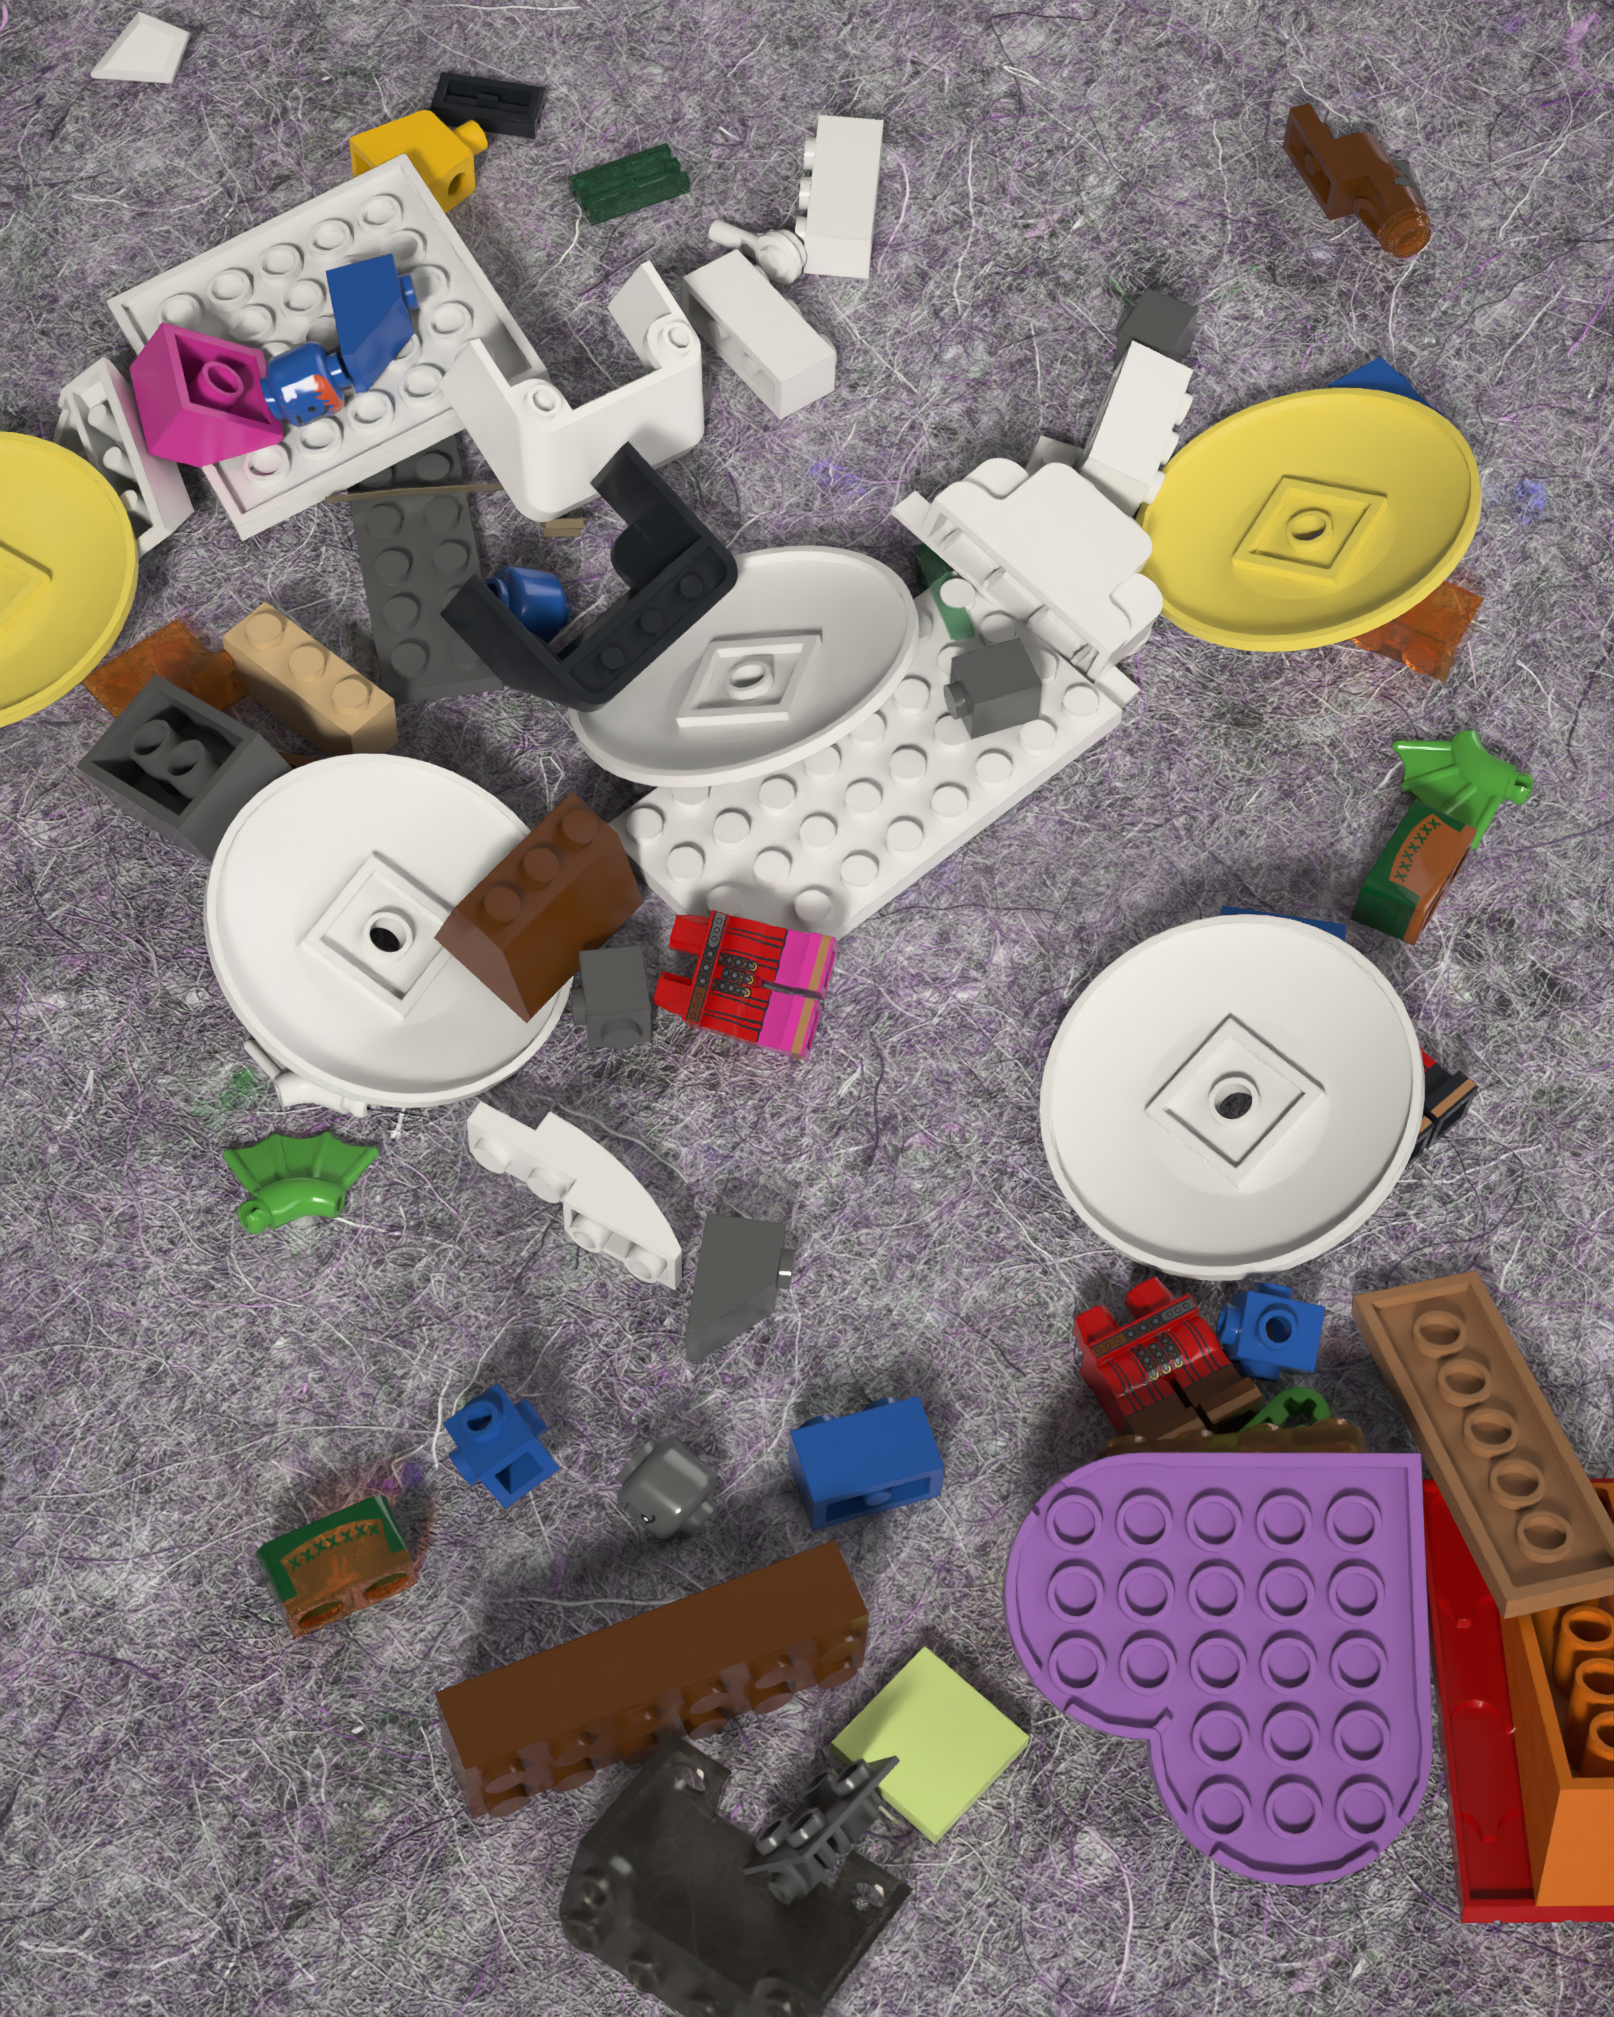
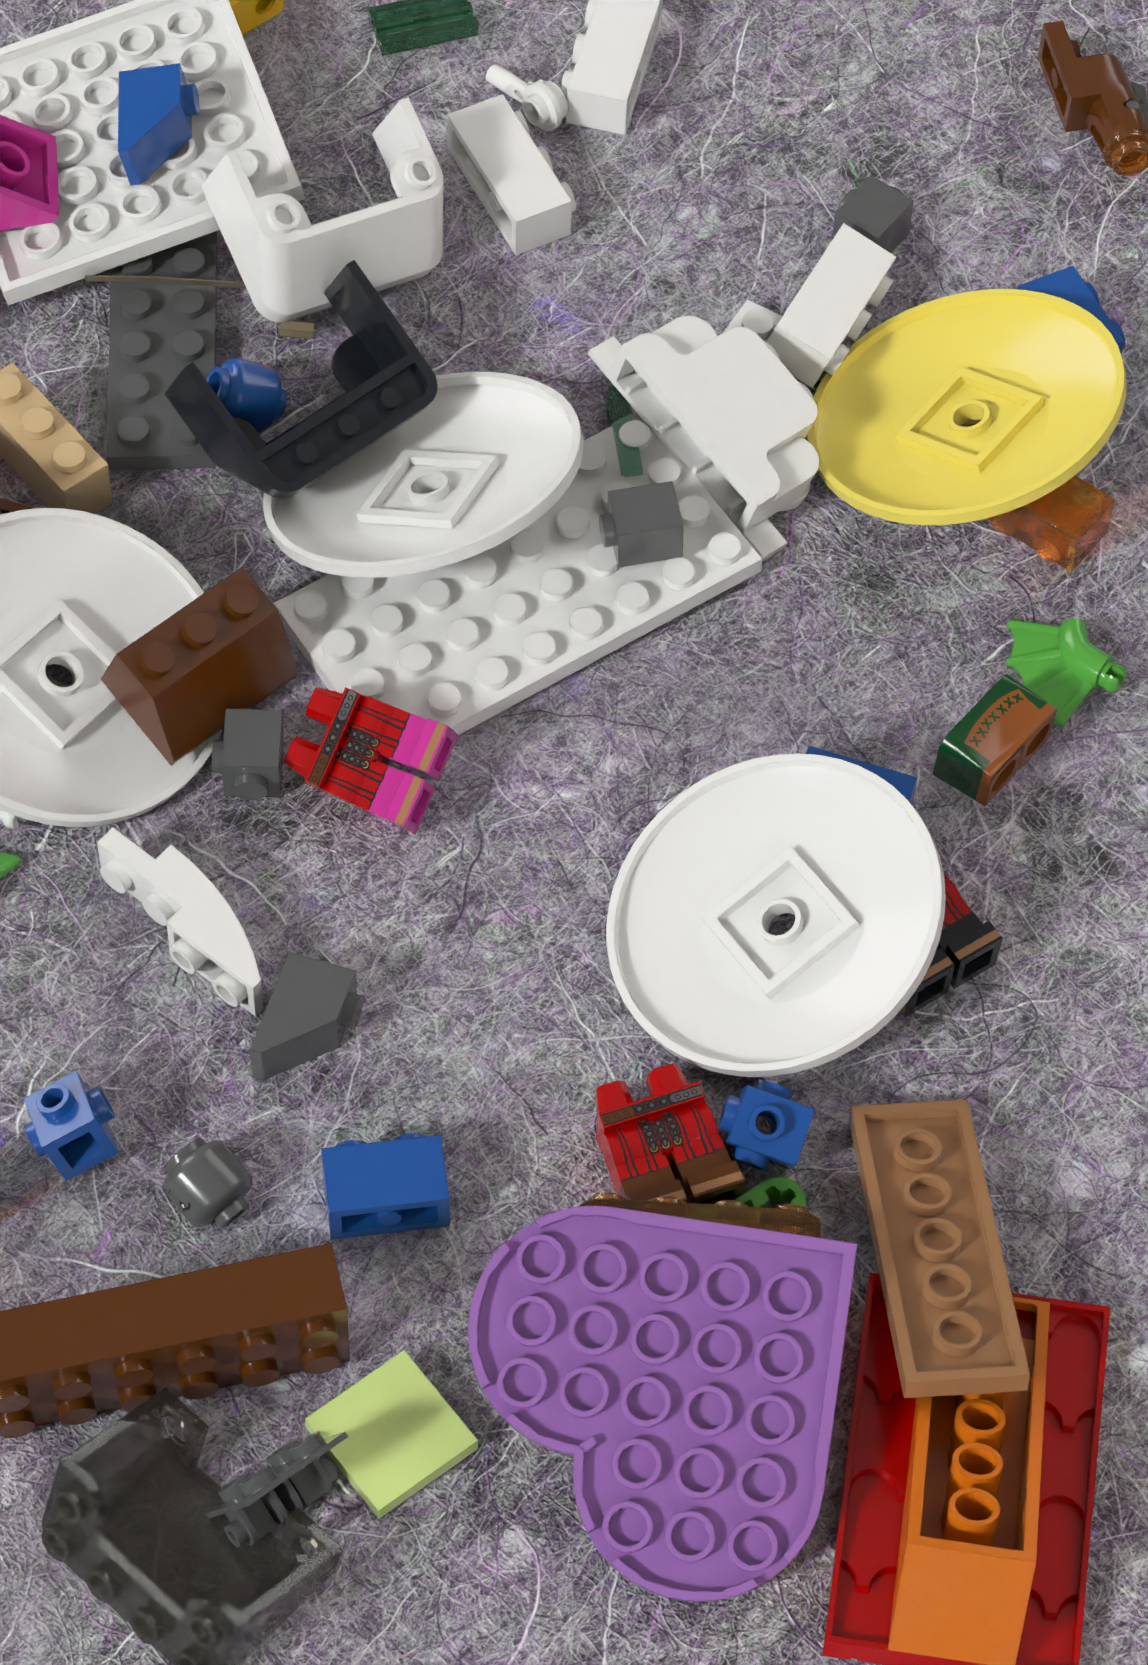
camera: 10 degrees right, 0 degrees up
(305, 384) = (83, 172): blue head -> none

